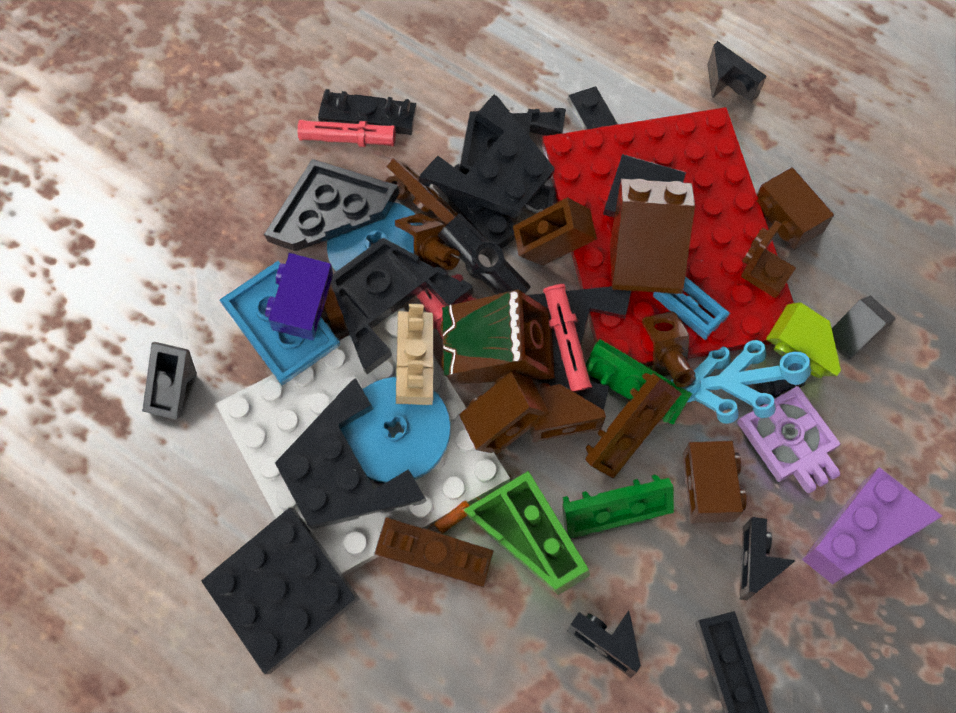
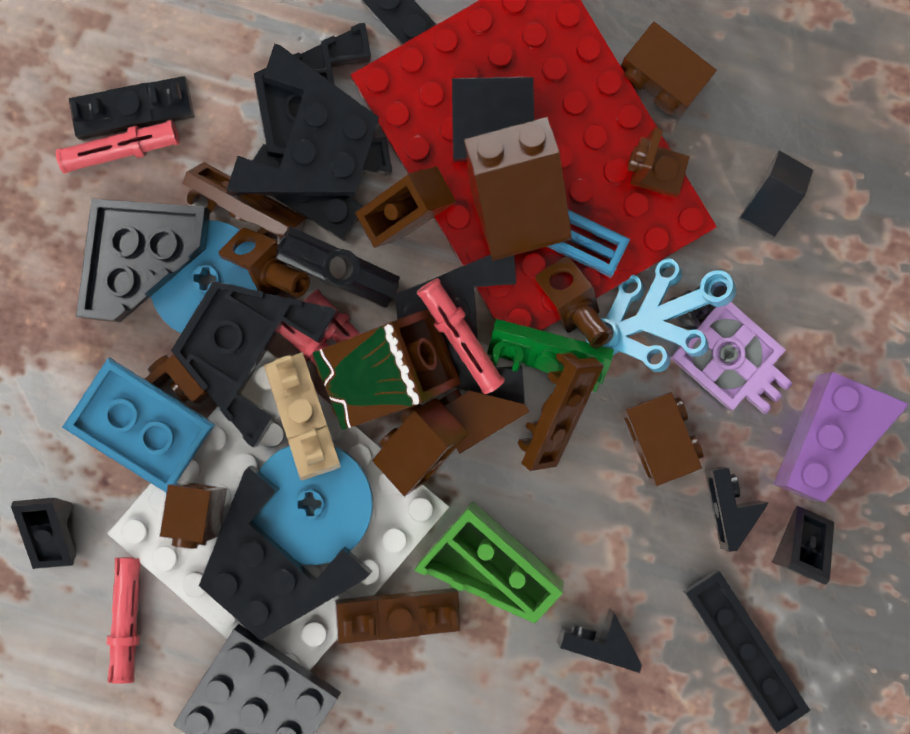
camera: 15 degrees left, 20 degrees up
(193, 488) = (124, 621): none -> coral pin
(297, 394) = (192, 514): none -> reddish brown brick
(300, 296) = (150, 399): dark purple brick -> none
(452, 517) = (407, 564): orange piece -> none
(618, 507) = (570, 499): green plate -> none
(806, 332) = (722, 240): lime slope -> none
(818, 620) = (807, 546): none -> black slope

